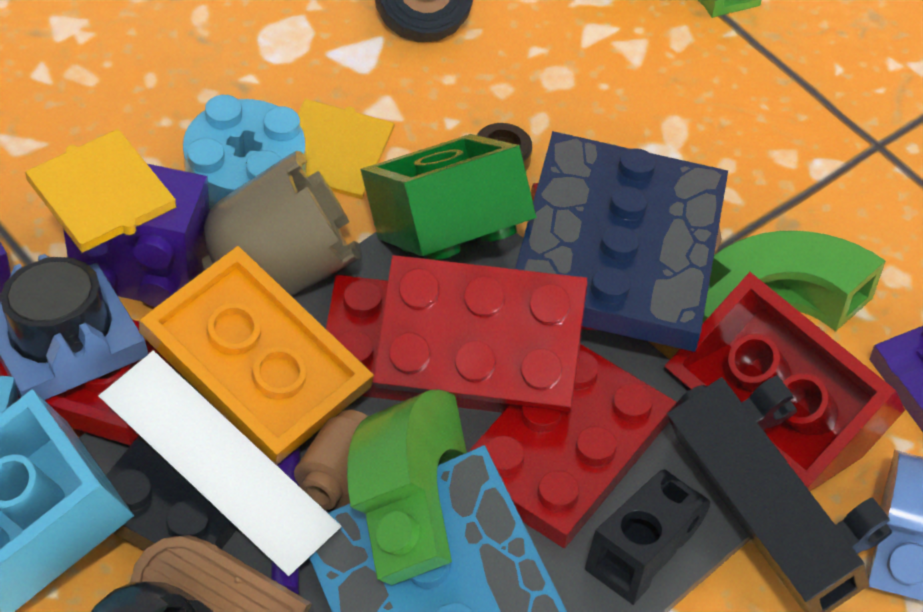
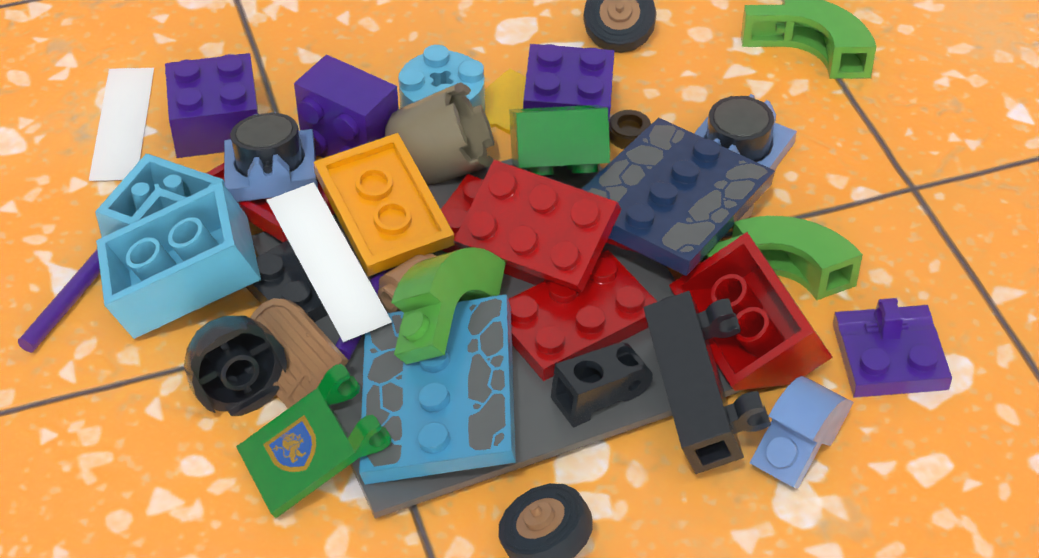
camera: 25 degrees right, 5 degrees down
(100, 190) = (323, 78): yellow piece -> none
(405, 105) = (568, 77): none -> dark purple brick
(654, 116) = (748, 129): none -> piece

